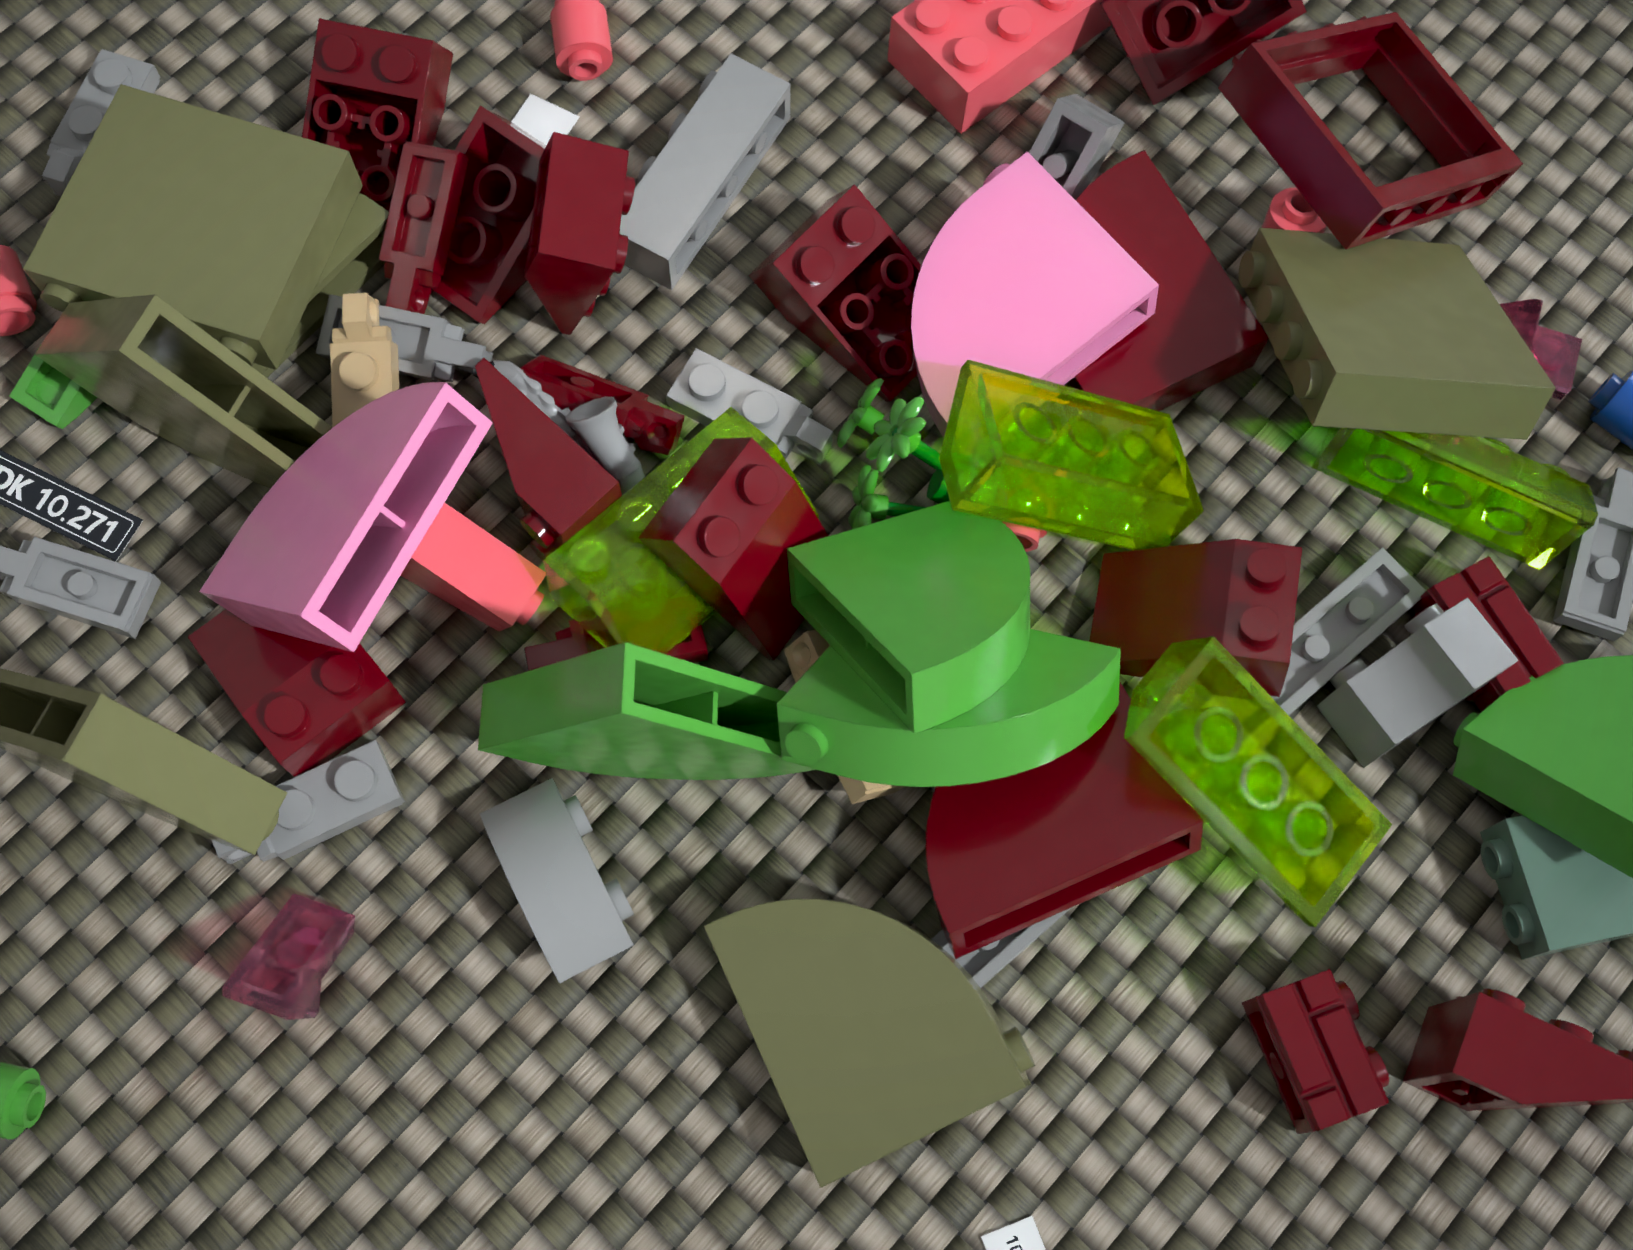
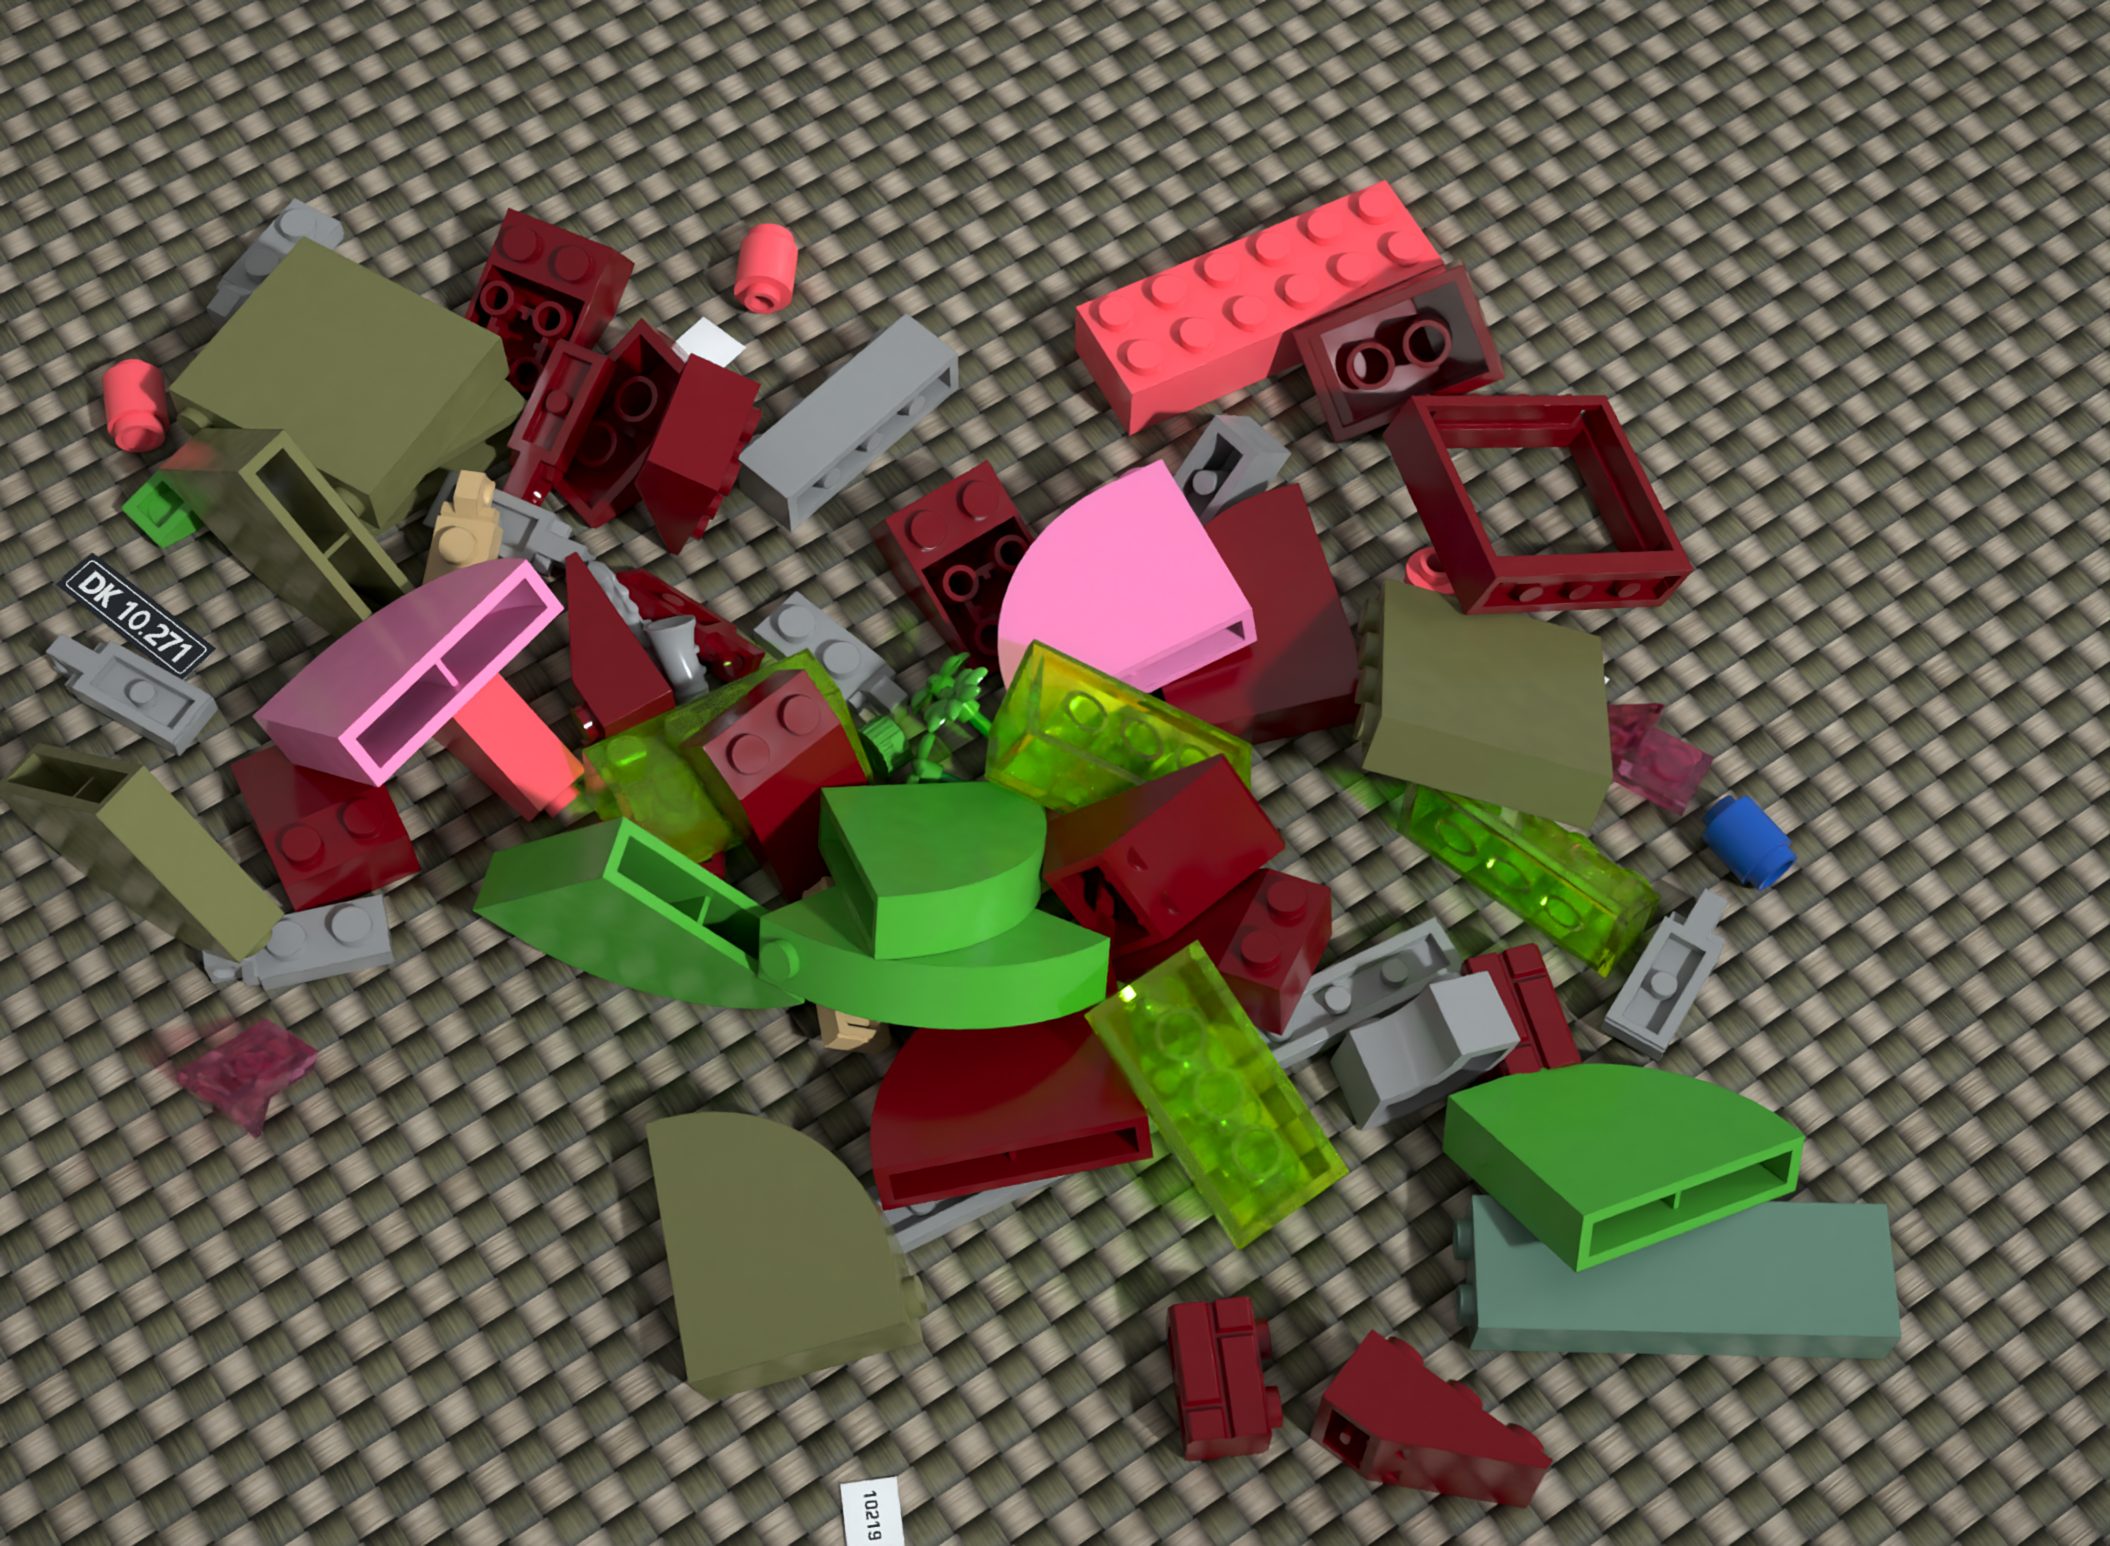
camera: 15 degrees right, 10 degrees down
(557, 880) = (519, 1055): light grey brick -> none
(824, 485) = (884, 746): none -> bright green axle
(1132, 547) = (1158, 853): none -> dark red slope

